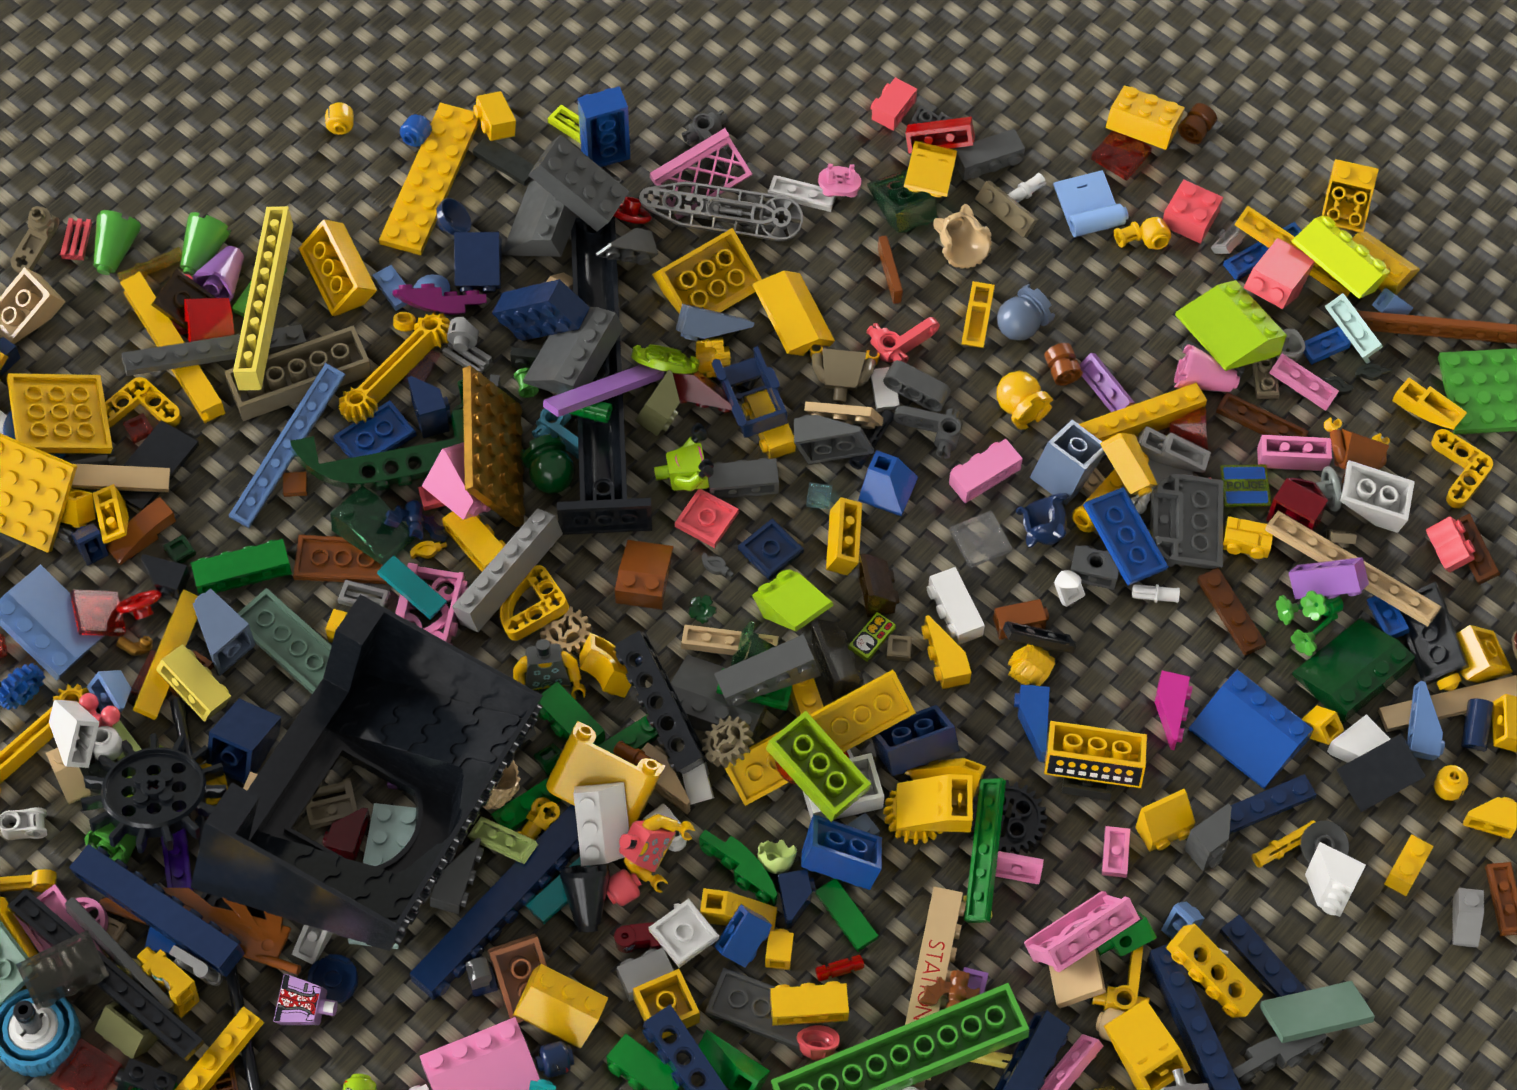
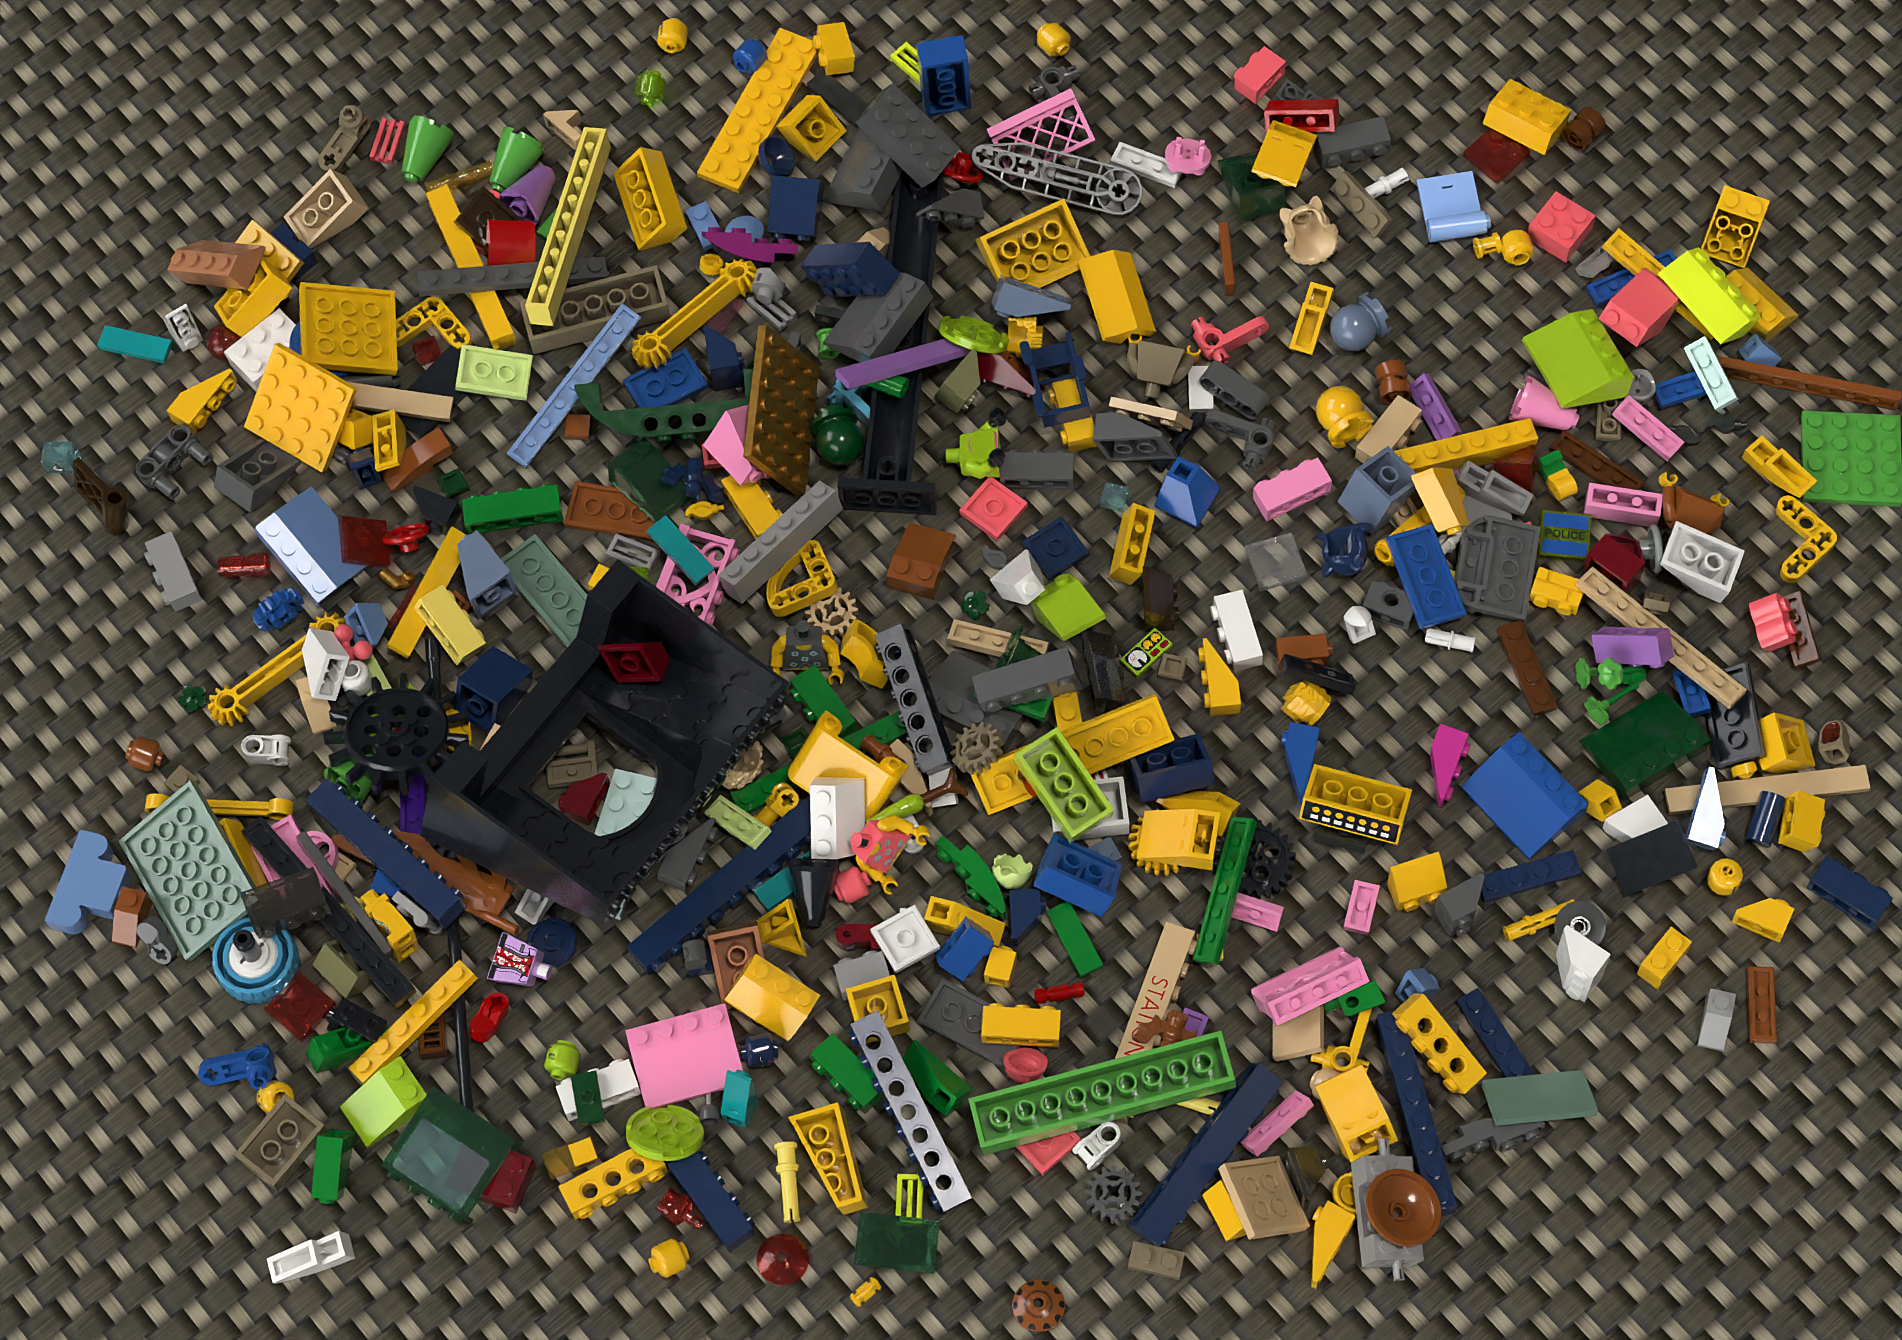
camera: 15 degrees right, 5 degrees up
(206, 441) = (494, 372): none -> yellowish green tile
(247, 209) = (565, 125): none -> tan slope
(279, 1060) = (489, 1017): none -> red piece
(324, 166) = (649, 87): none -> clear neon green head
(385, 694) = (636, 661): none -> dark red slope
(483, 188) = (811, 127): none -> yellow slope
(560, 938) = (781, 929): none -> yellow slope
(673, 801) = (914, 802): none -> piece
(698, 90) = (1053, 39): none -> yellow head
(742, 581) = (1020, 579): none -> white slope
(1068, 406) = (1390, 429): none -> tan brick
(1228, 433) = (1557, 475): none -> leg

